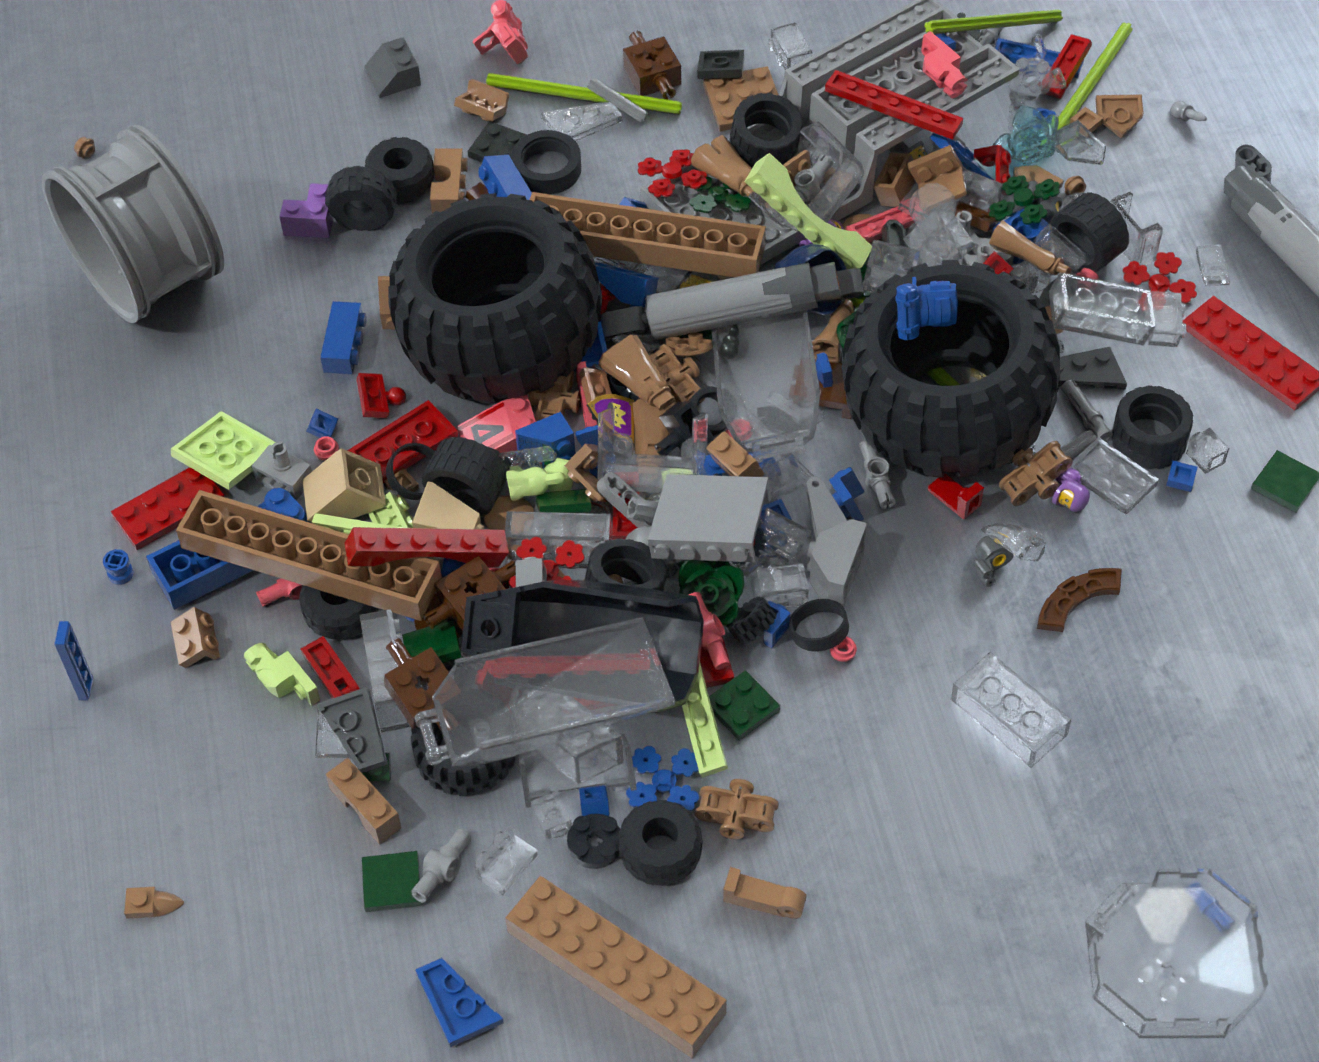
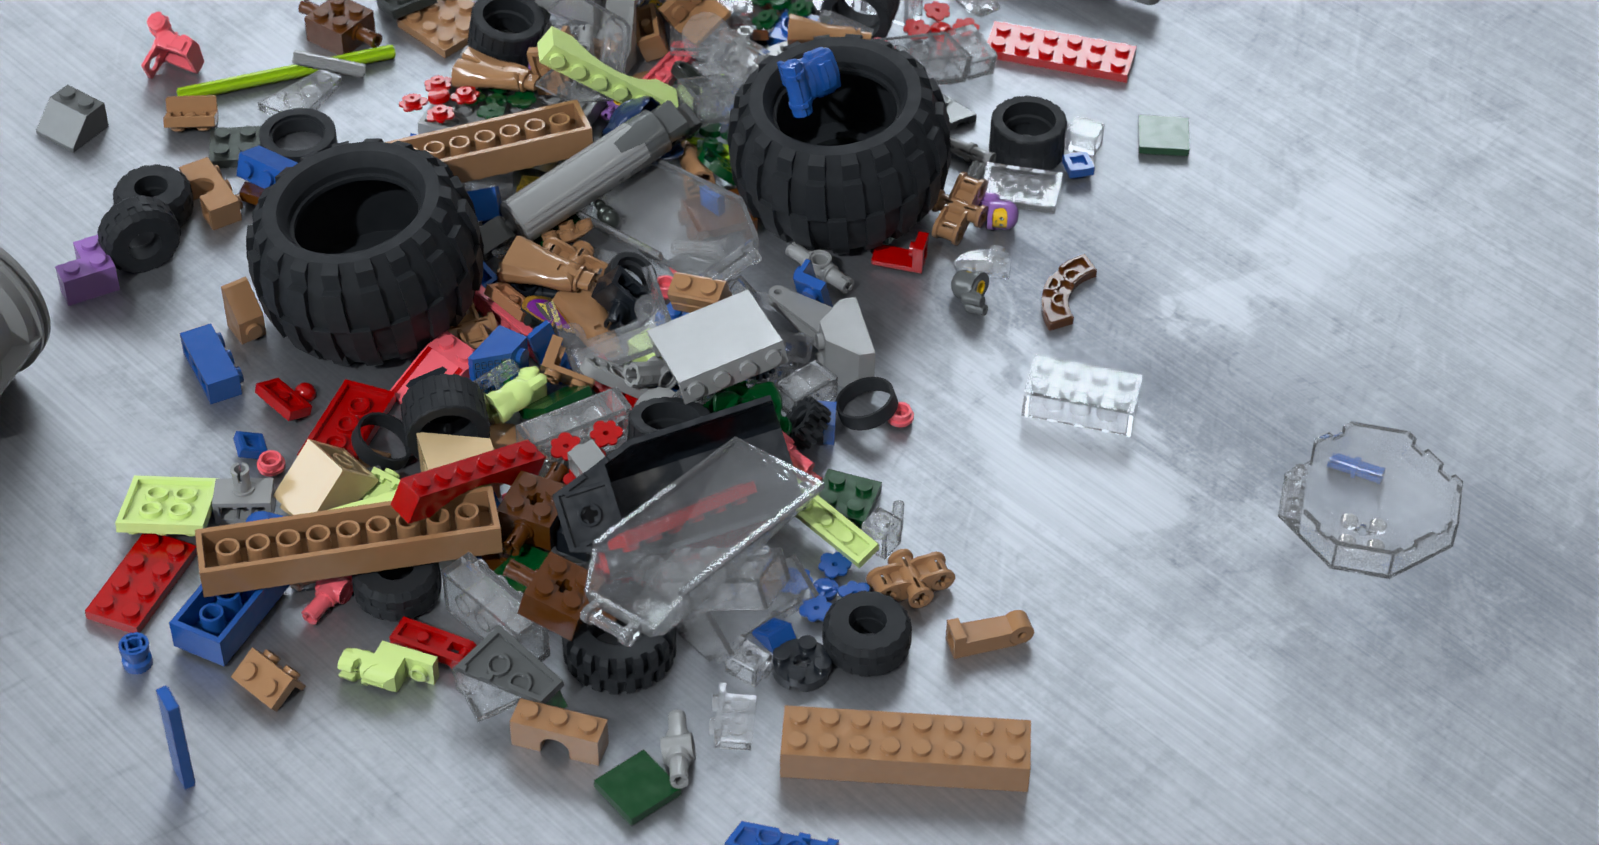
camera: 35 degrees left, 10 degrees down
(744, 753) = (885, 528): none -> clear brick

